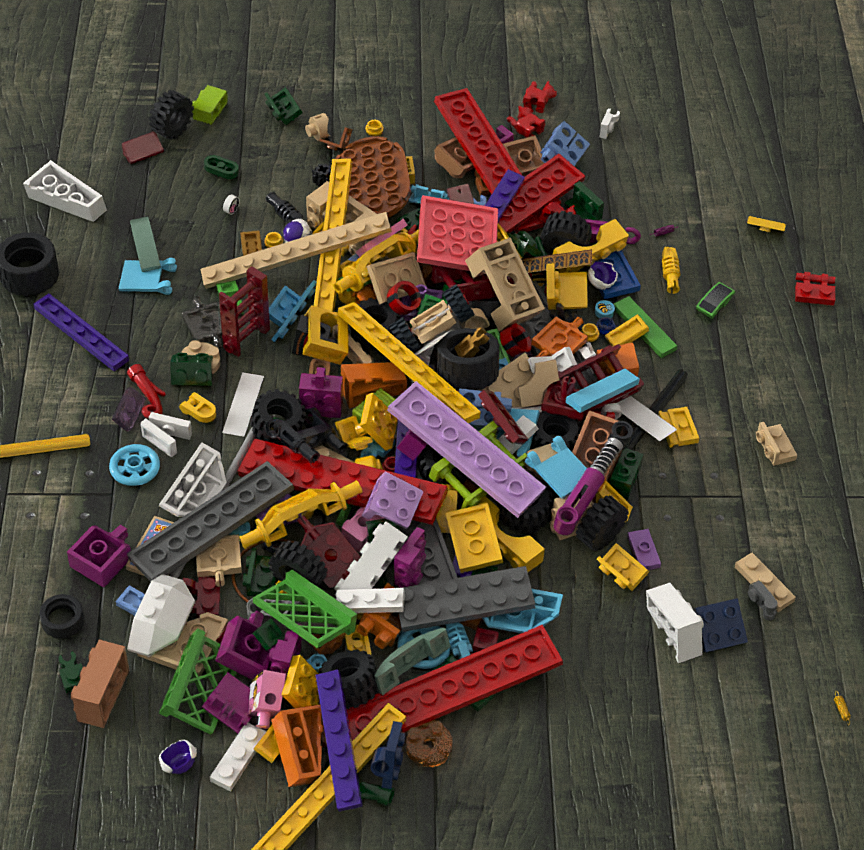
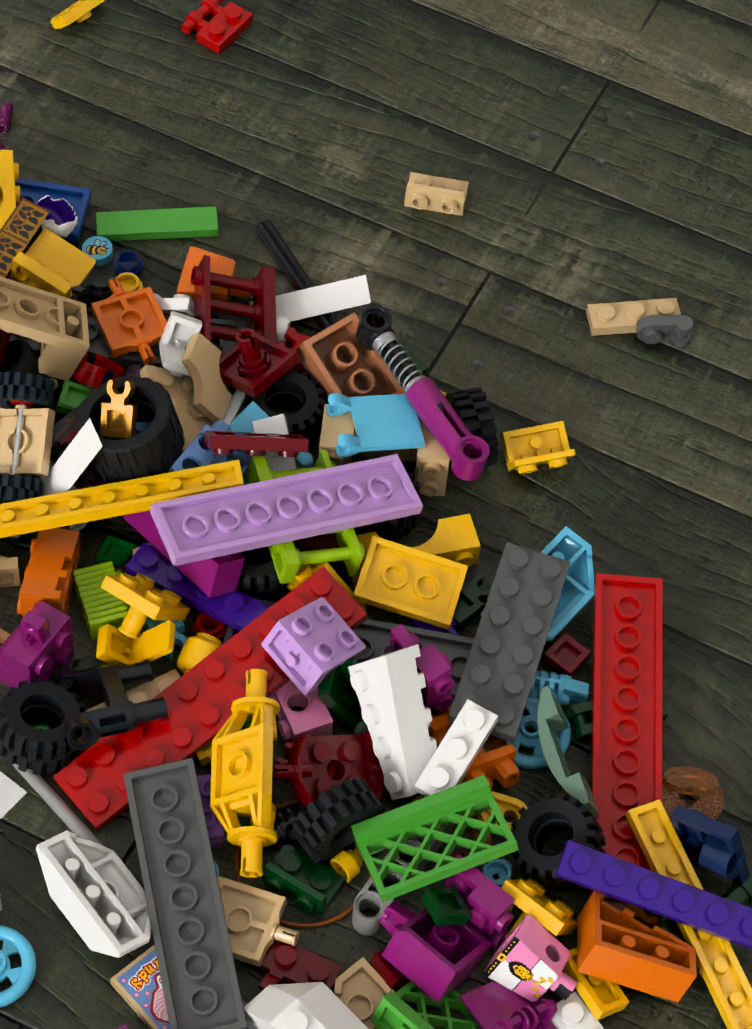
camera: 65 degrees left, 5 degrees up
(602, 390) = (270, 314): medium azure tile -> none
(627, 331) = (158, 247): yellow plate -> none
(644, 549) = (517, 411): medium lavender plate -> none
(671, 269) = (81, 144): yellow hinge -> none
(677, 620) = (651, 430): white wedge -> none
(682, 421) = (342, 265): yellow plate -> none
(714, 299) = (166, 127): slope -> none
(722, 625) = (681, 393): dark blue plate -> none

